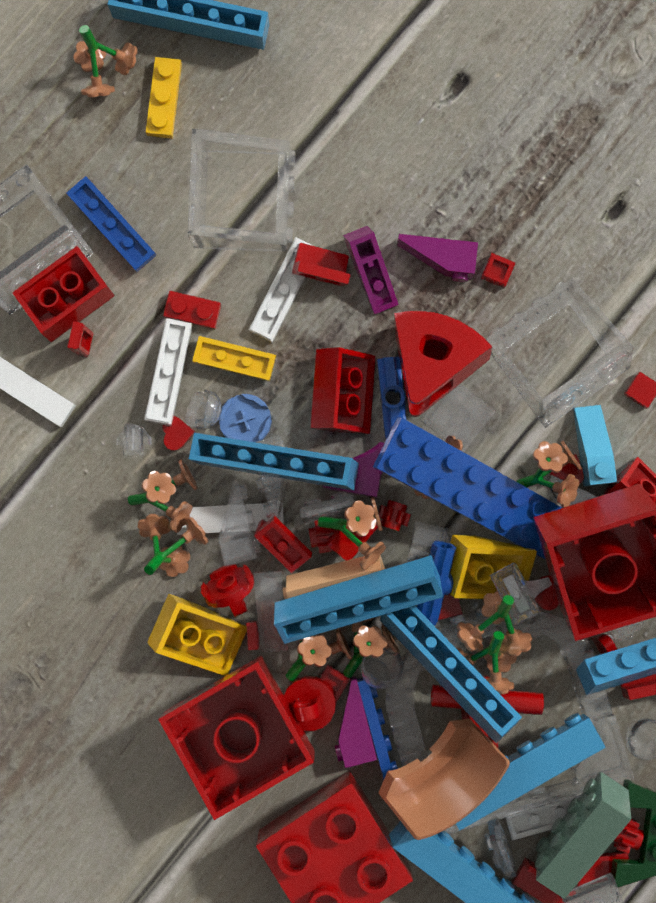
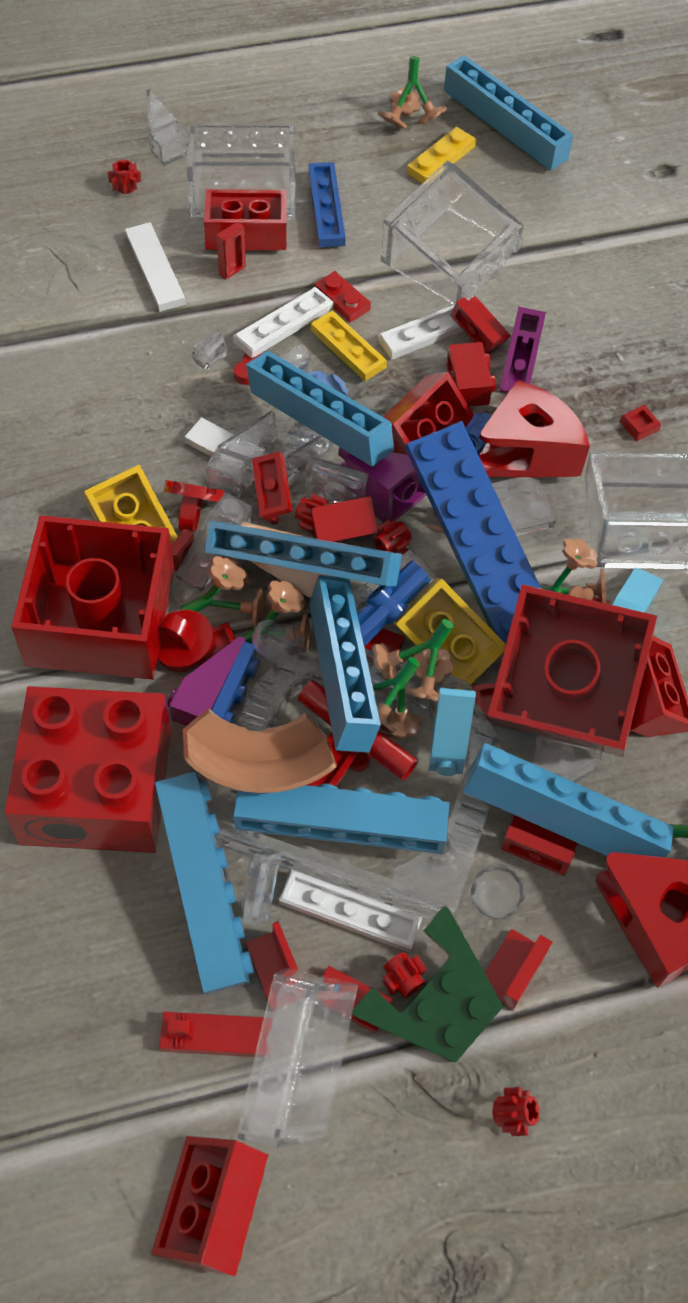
camera: 35 degrees right, 25 degrees down
(158, 492) = (201, 413): nougat plant -> none
(171, 558) = (169, 418): nougat plant -> none
(345, 320) = (470, 372): none -> red brick
(359, 519) = (361, 480): nougat plant -> none
(446, 256) = (599, 380): magenta slope -> none
(511, 582) = (459, 657): clear piece -> none
(558, 669) = (451, 731): none -> medium azure slope
(582, 834) = (355, 915): sand green brick -> none

